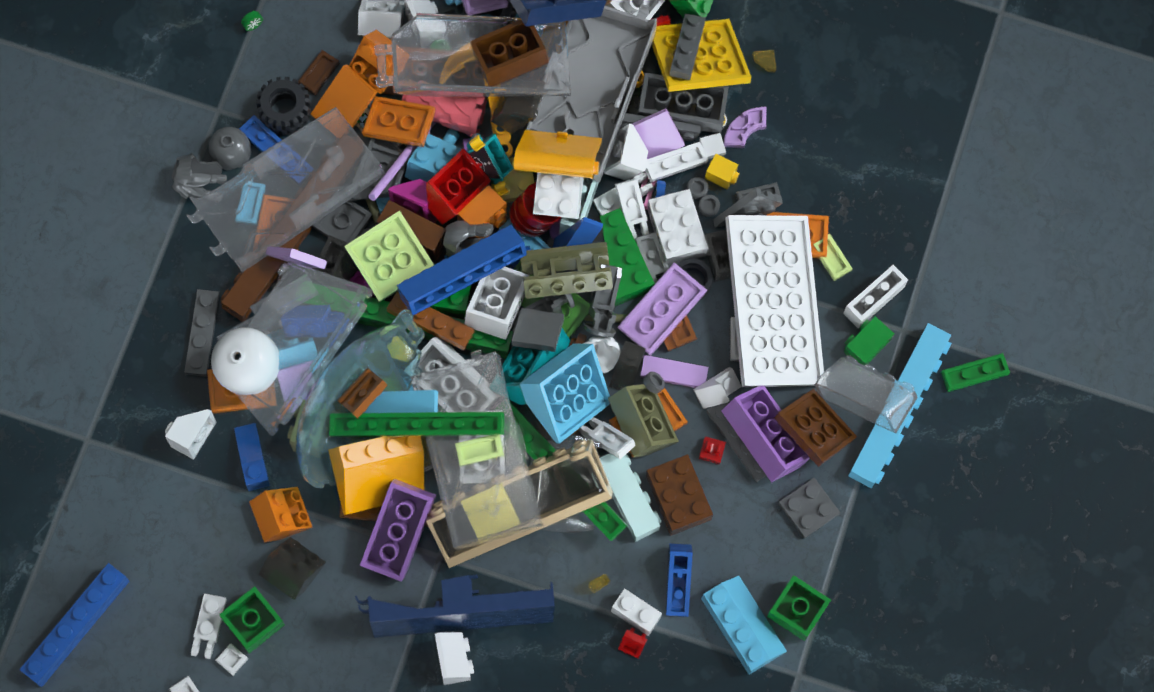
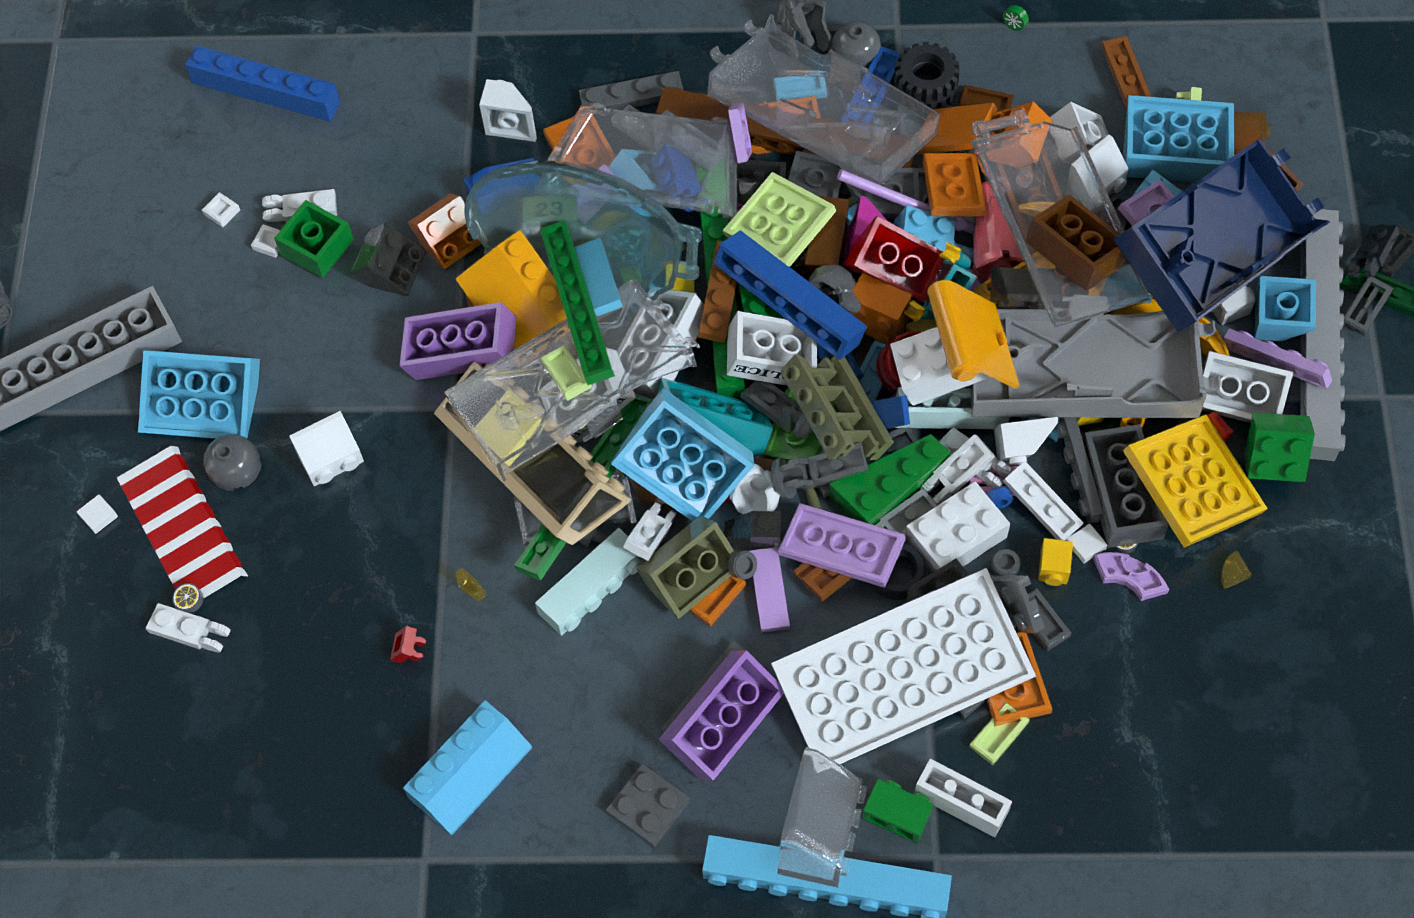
camera: 80 degrees right, 10 degrees down
(254, 369) = (596, 118): white cylinder -> none
(362, 392) = (597, 238): dark orange plate -> none
(461, 610) = (385, 439): dark blue piece -> none
(538, 329) = (751, 404): dark grey tile -> none
(636, 612) = (443, 636): white brick -> none
(659, 133) = (1065, 464): lavender tile -> none
(679, 495) = (609, 639): reddish brown brick -> none
(679, 579) = (503, 672): blue slope -> none
(687, 46) = (1197, 459): dark grey plate -> none
(698, 187) = (1023, 543): dark grey tile -> none
(712, 450) = (684, 665): red tile -> none
(717, 389) = (764, 642): white slope -> none
(798, 608) = (505, 826): green brick -> none
(815, 427) = (751, 772): reddish brown plate -> none

